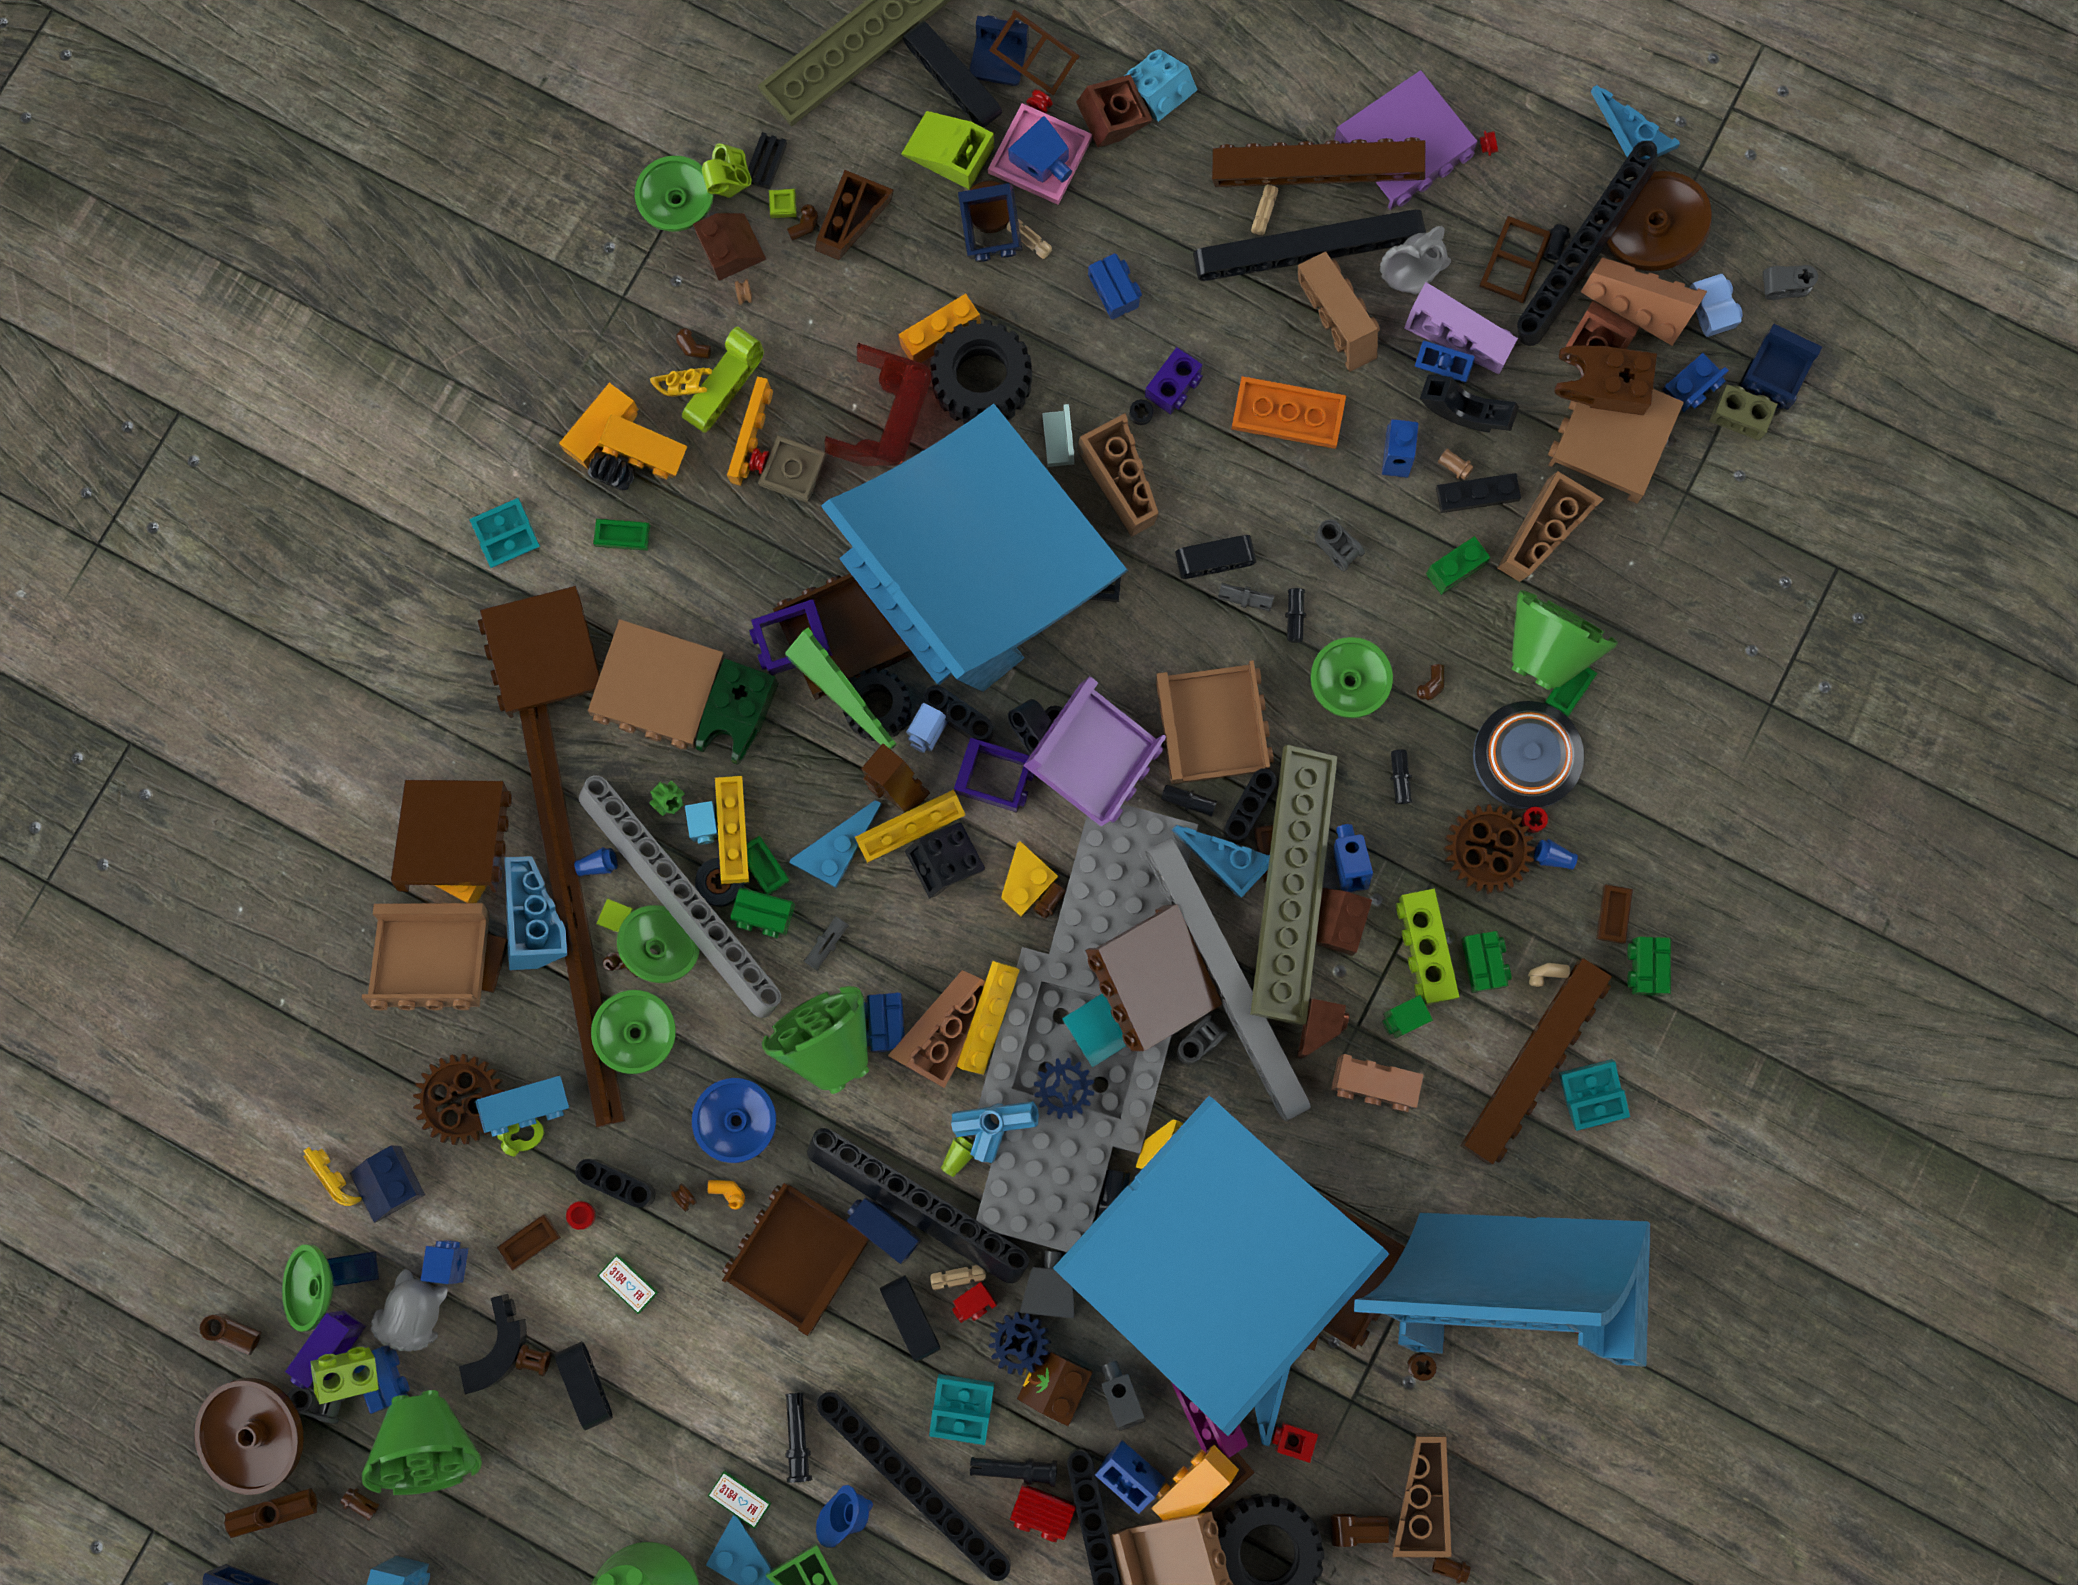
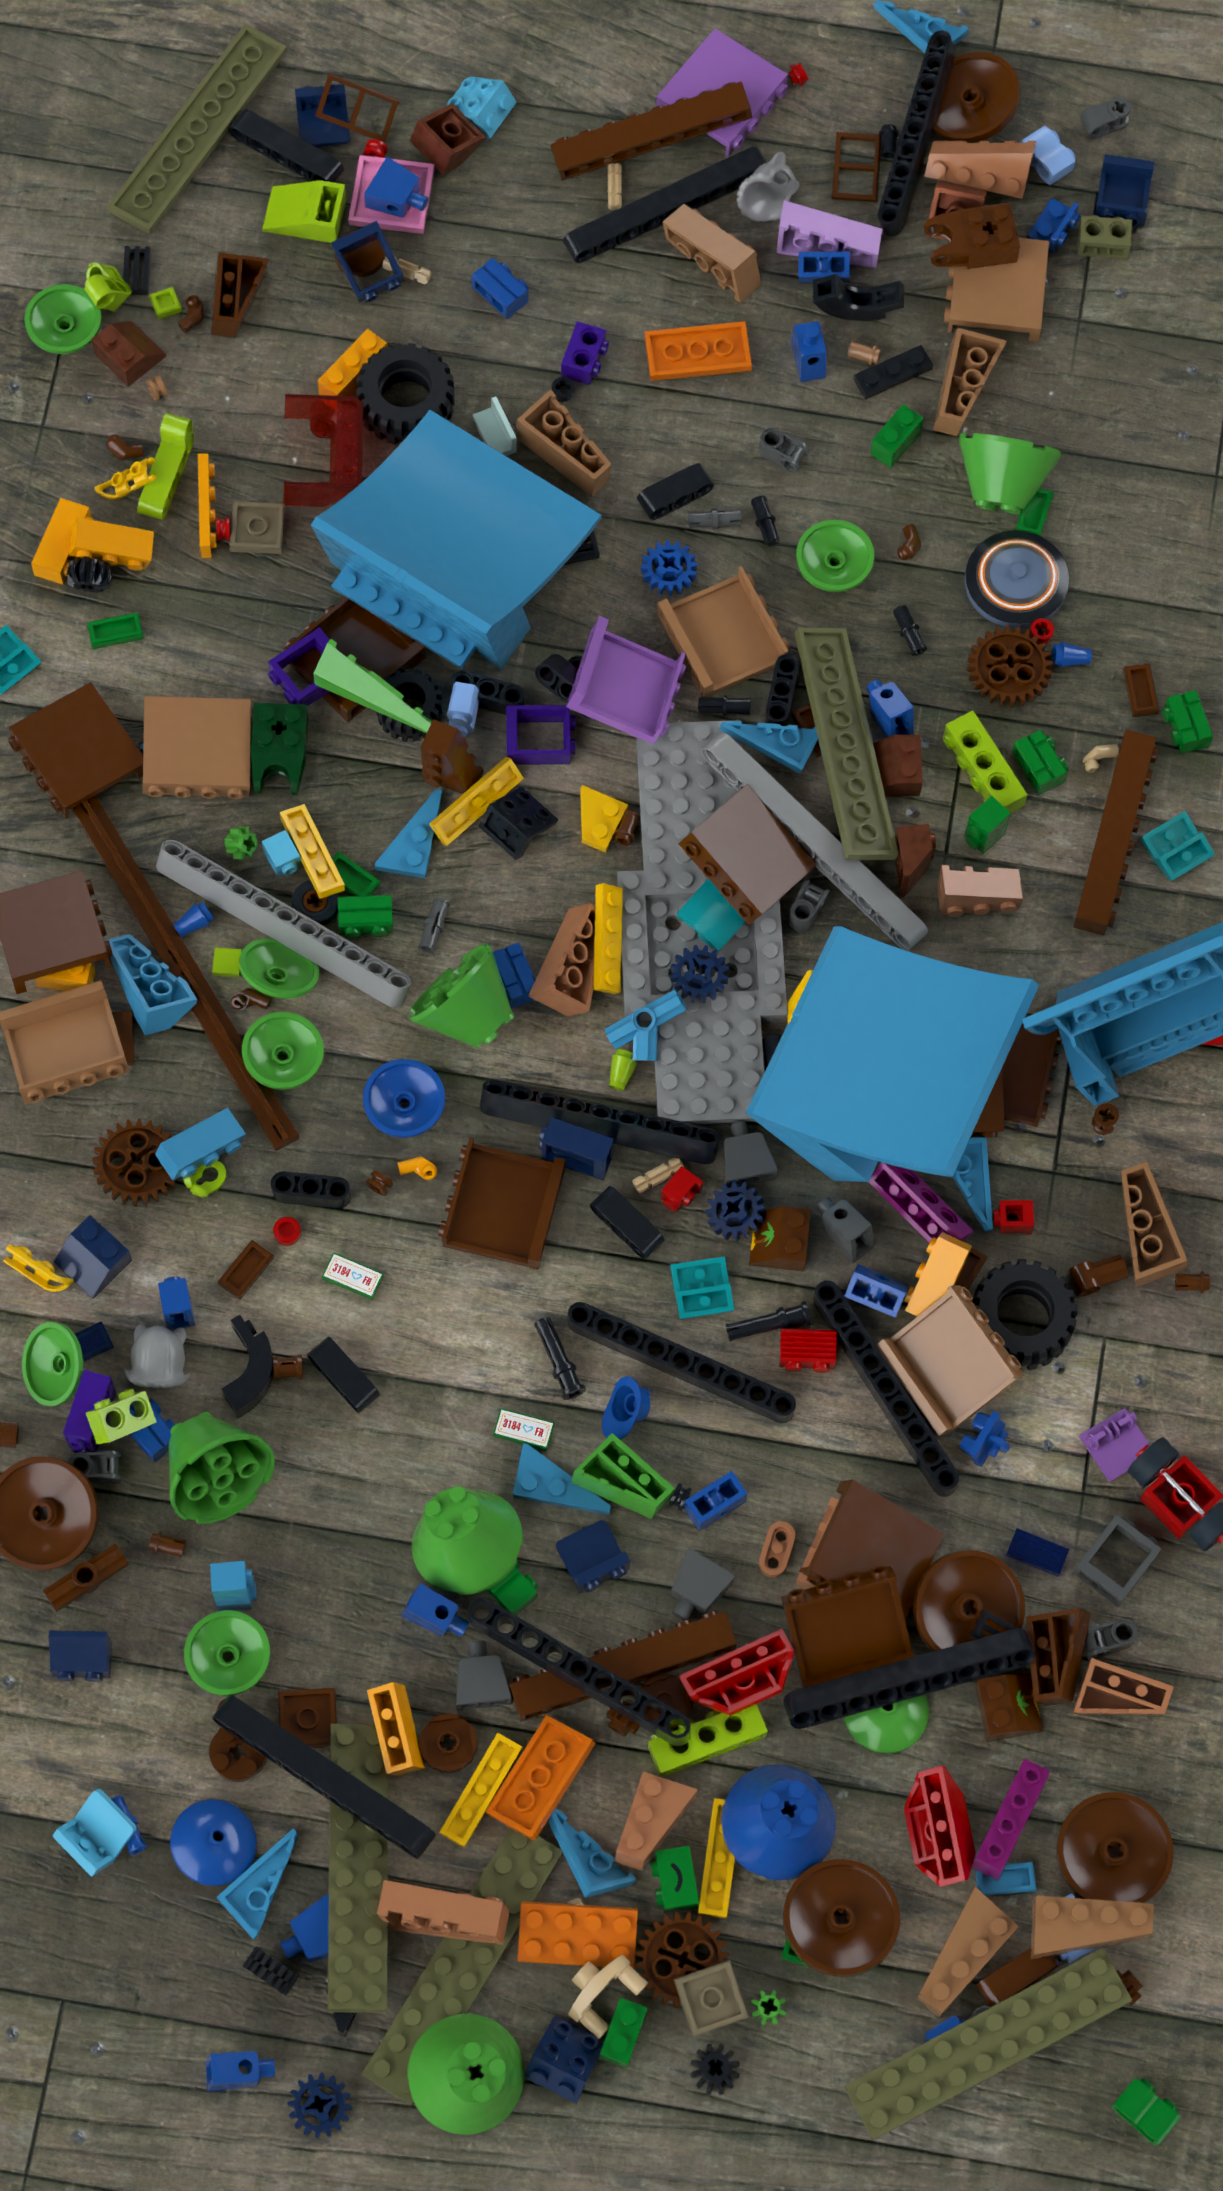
camera: 25 degrees left, 10 degrees down
(1188, 647) = (669, 568): none -> blue gear

